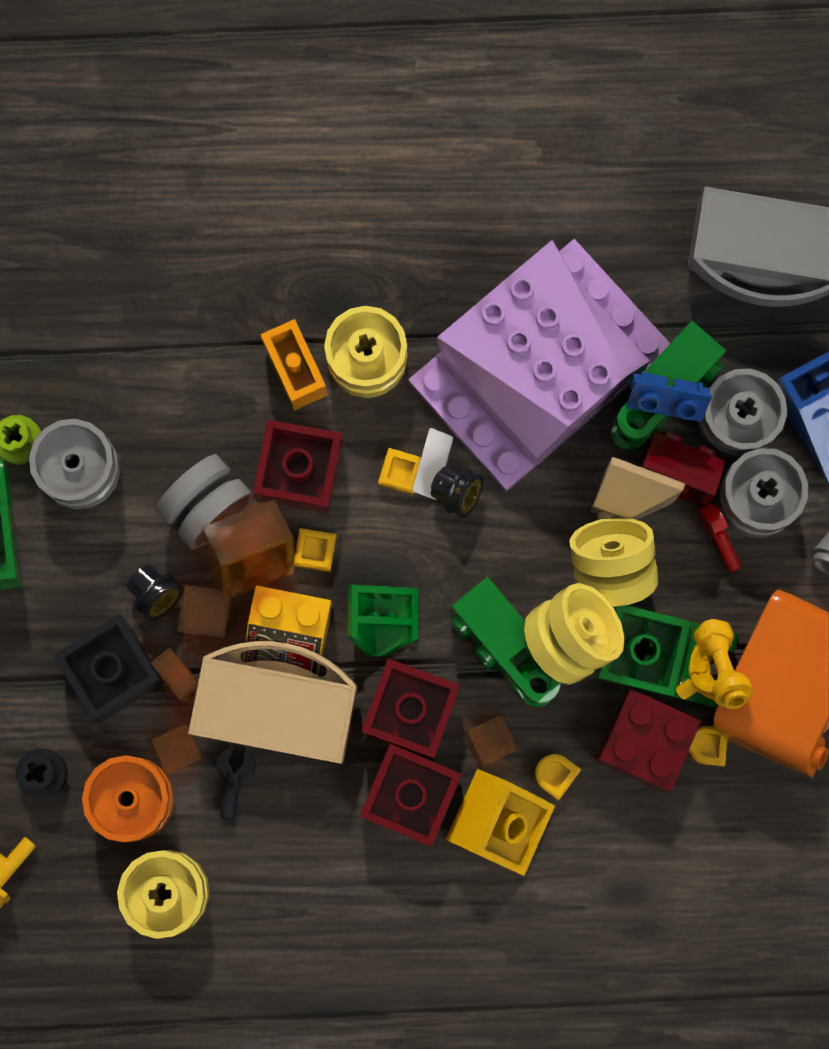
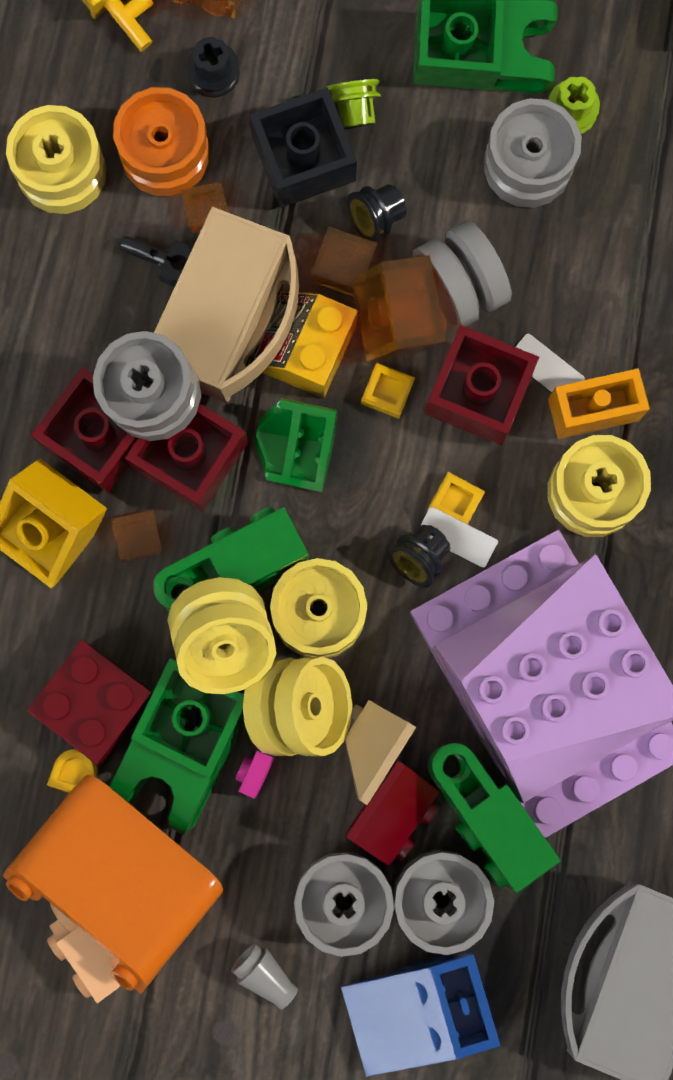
camera: 100 degrees right, 0 degrees up
(52, 632) = (355, 101): none -> lime piece
(176, 675) = (284, 213): clear orange piece -> none
(269, 406) = (550, 368): none -> white sticker
(379, 769) = (122, 381): none -> light grey wheel
(538, 545) = (341, 596): none -> light yellow wheel
(555, 774) = (84, 596): yellow tile -> none
(675, 591) = (253, 773): none -> dark pink plate
(683, 400) = (462, 826): blue hinge -> none
(713, 642) = (173, 793): yellow piece -> none
(715, 524) = (308, 841): red bar -> none

